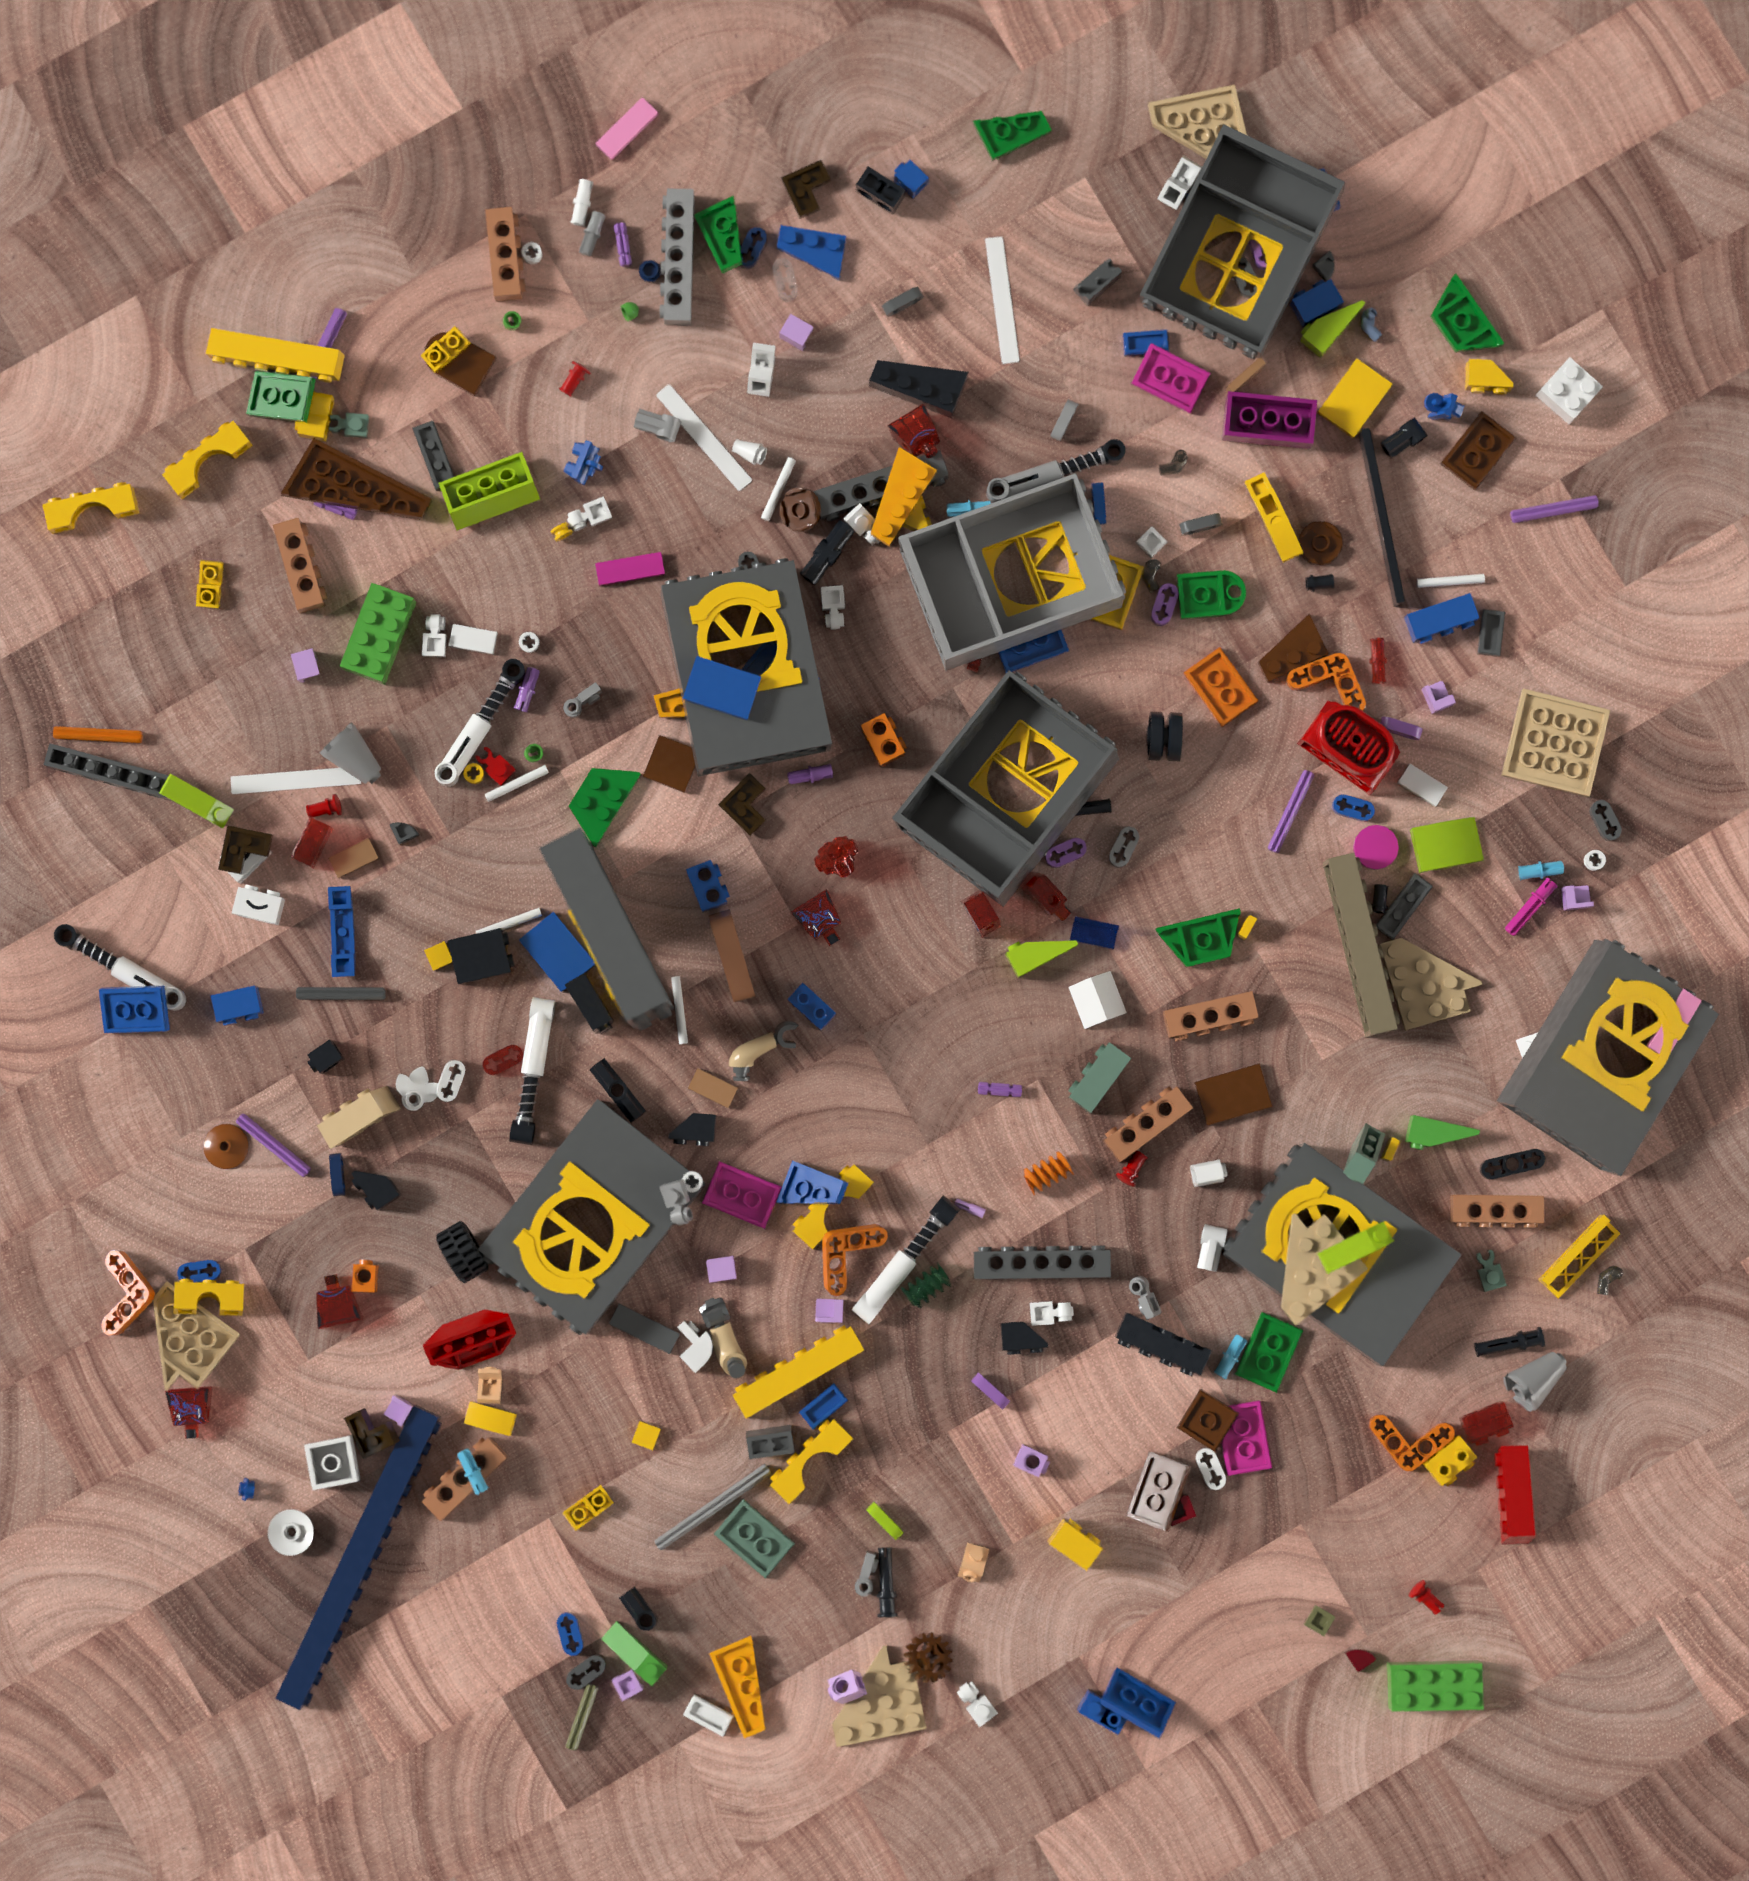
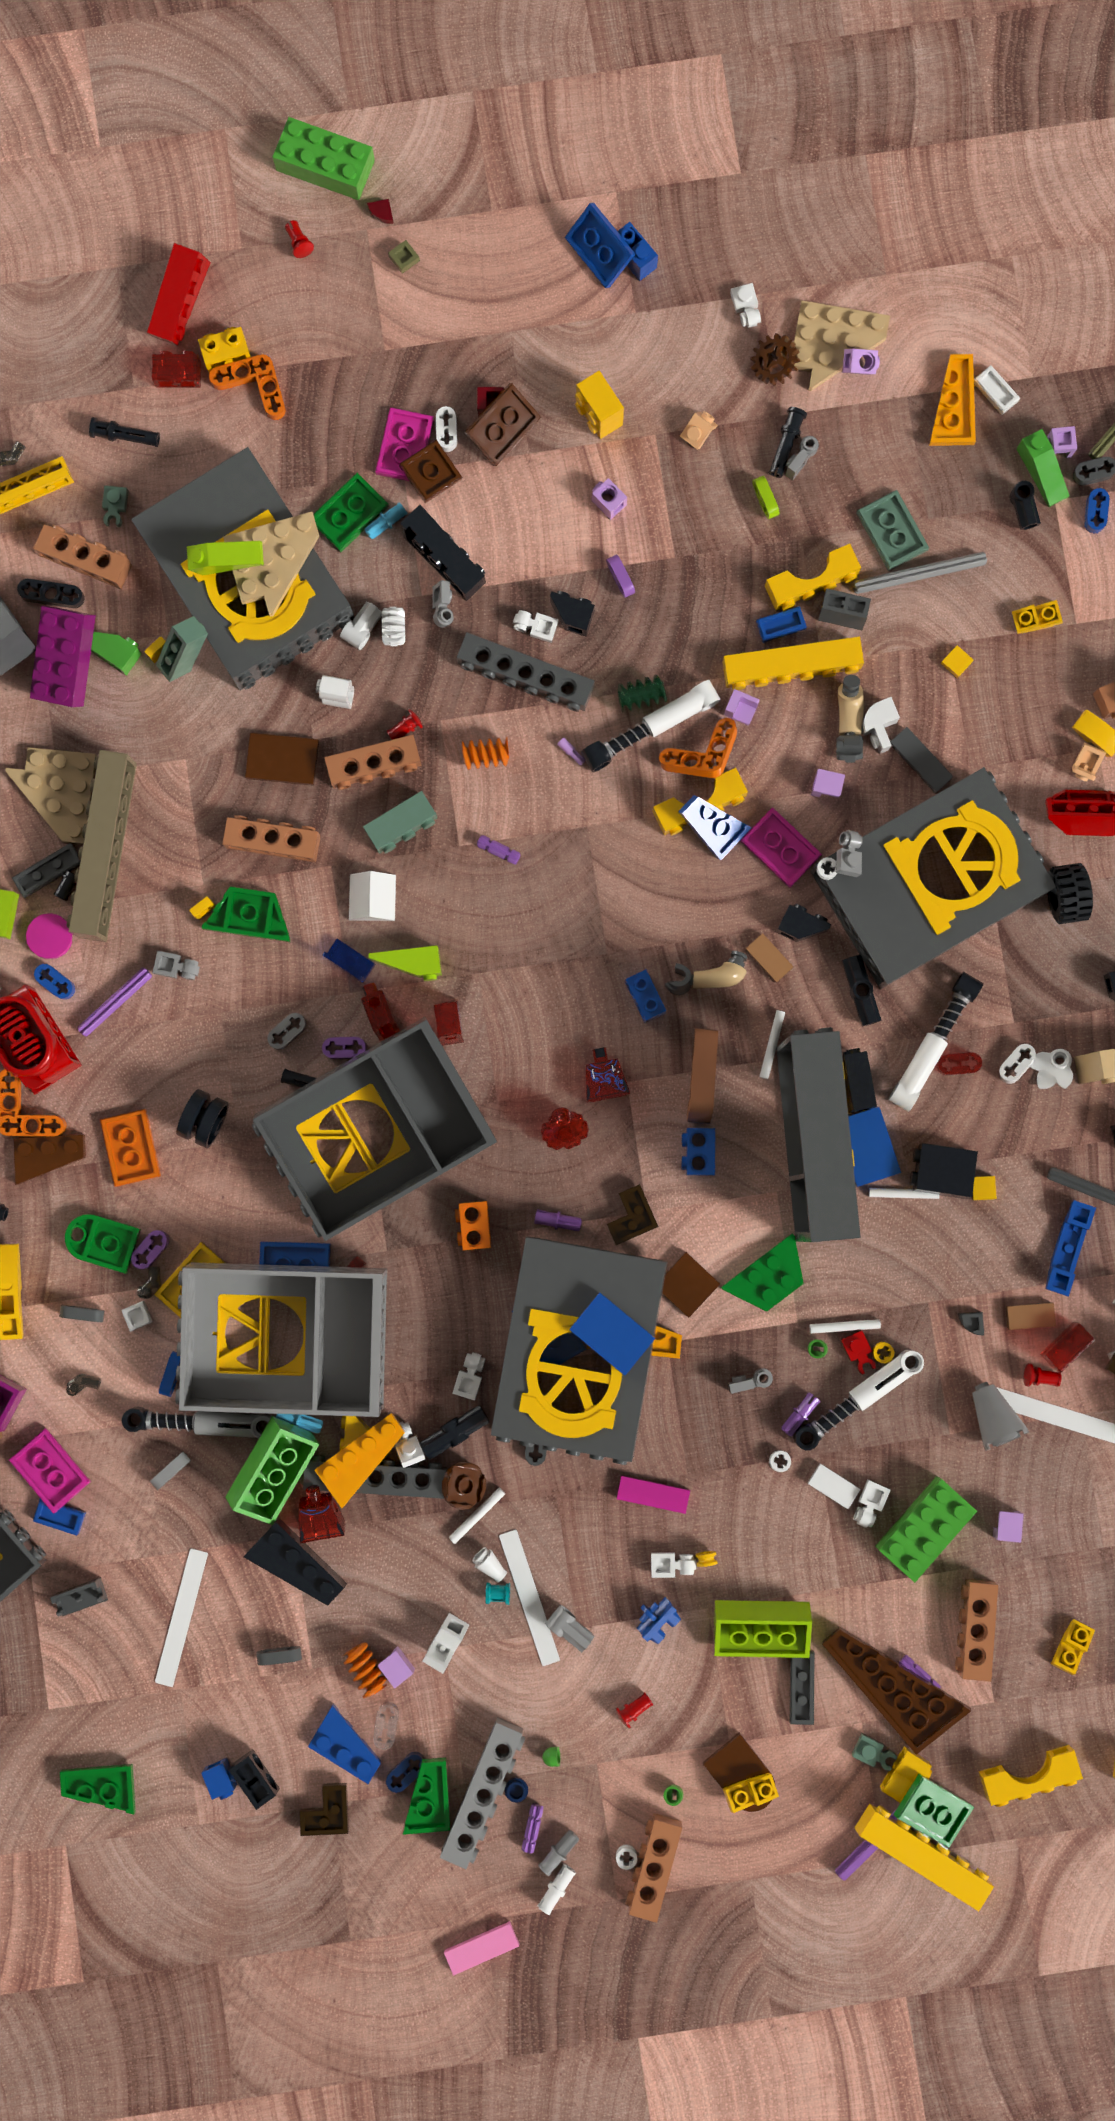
camera: 150 degrees left, 0 degrees up
(732, 429) = (497, 1593): none -> teal bush
(822, 319) = (365, 1669): none -> orange piece
(973, 455) = (272, 1470): none -> bright green brick
(1180, 1256) = (393, 626): none -> white gear
(1255, 863) = (169, 964): none -> light grey plate
(1471, 1104) = (62, 656): none -> magenta brick
(1535, 1380) = (114, 388): light grey cone -> none

